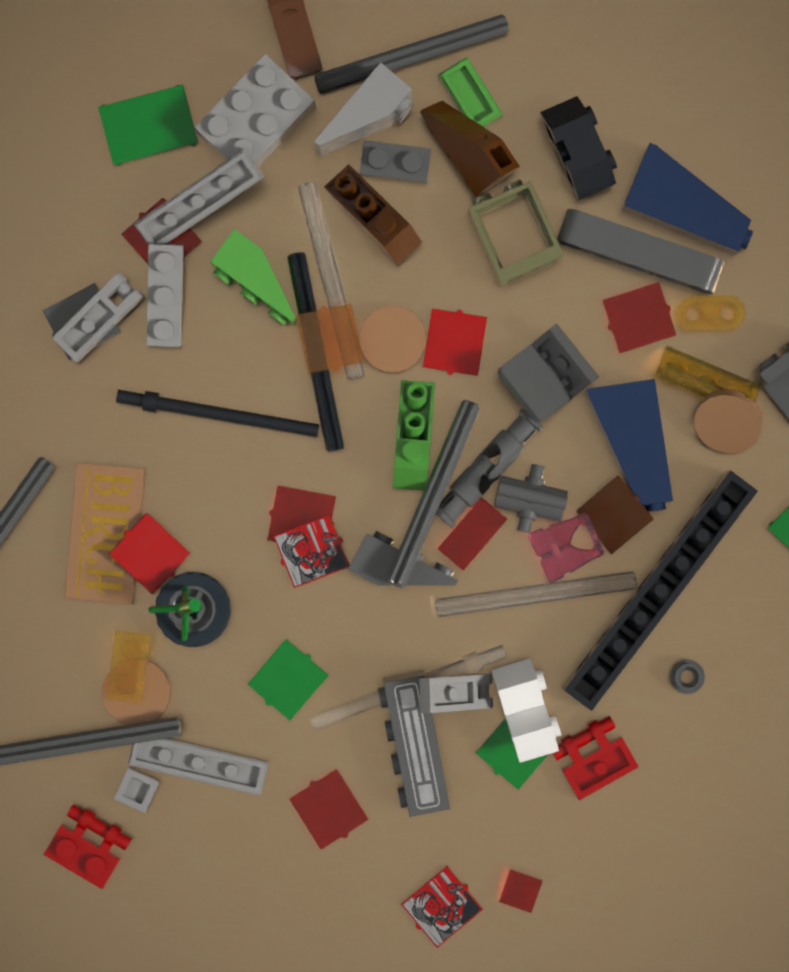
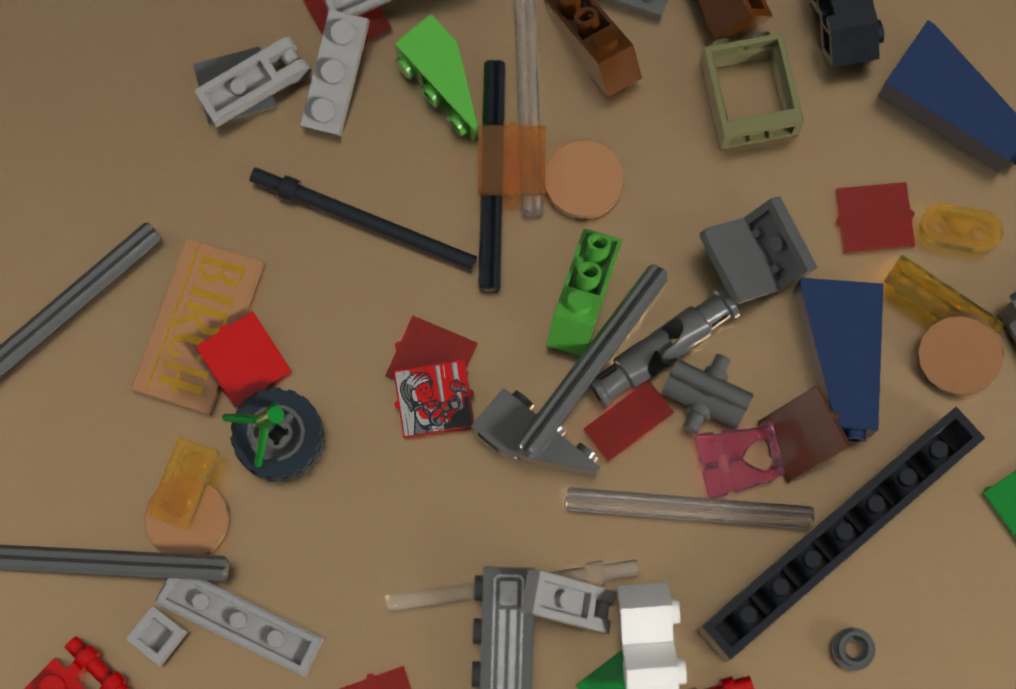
camera: 10 degrees right, 10 degrees down
(288, 679) = (370, 545): green piece -> none
(454, 342) = (655, 199): red piece -> none
(640, 251) = (893, 142): dark grey beam -> none

